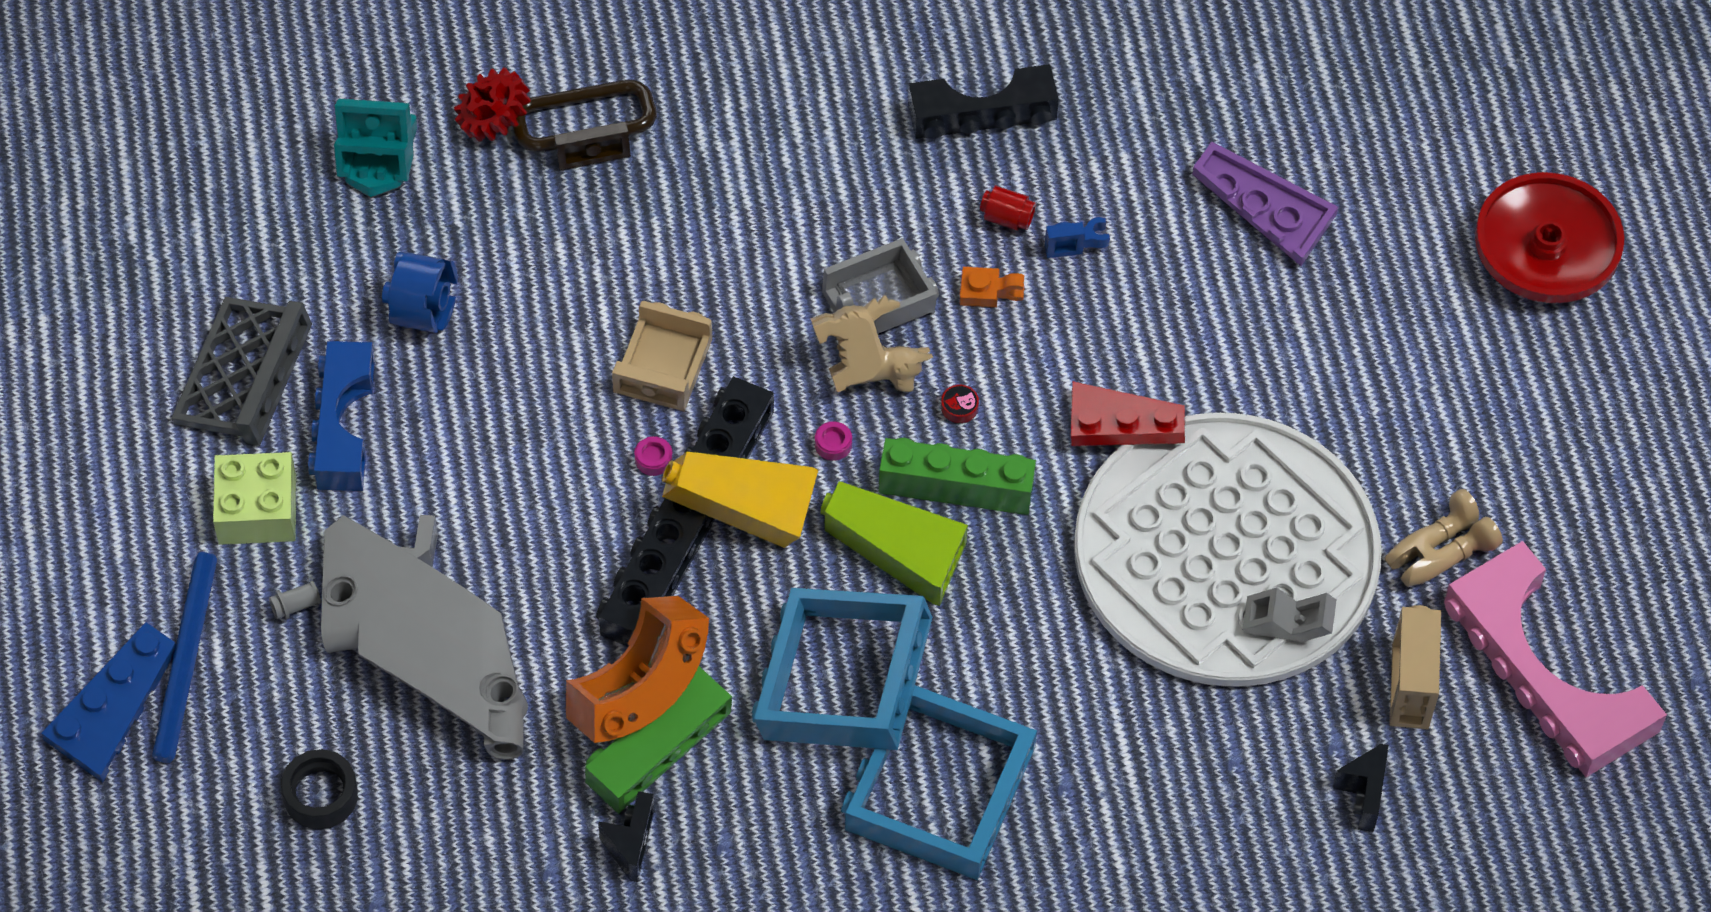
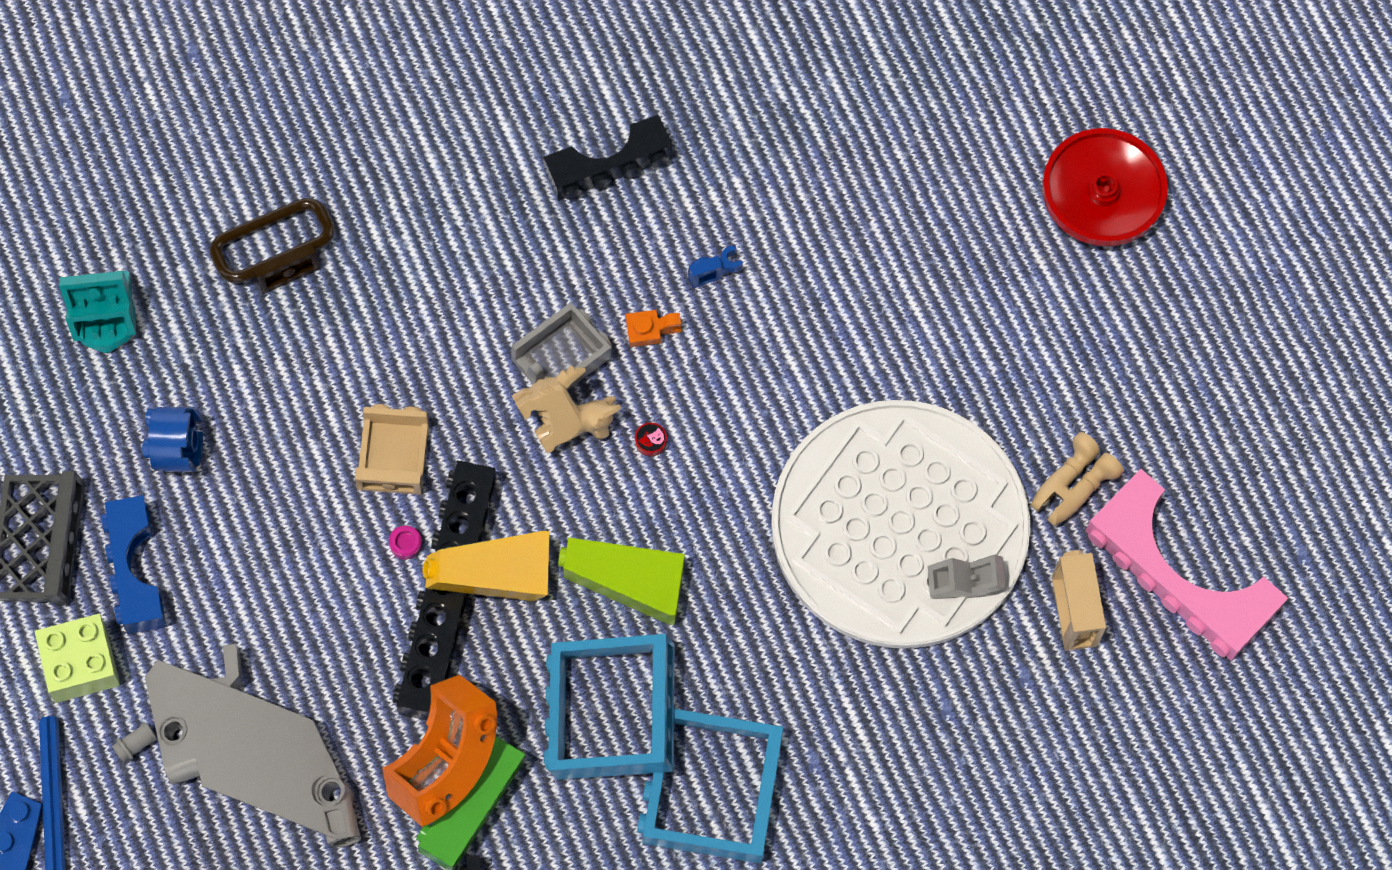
camera: 15 degrees left, 10 degrees up
(492, 104) = (180, 259): red gear -> none
(833, 441) = (553, 495): dark pink tile -> none
(956, 475) = (664, 507): bright green brick -> none
(1007, 208) = (651, 252): red brick -> none
(1123, 418) = (790, 426): wing -> none
(1271, 204) = (868, 201): medium lavender wing -> none
(1365, 779) = (1059, 703): black slope -> none

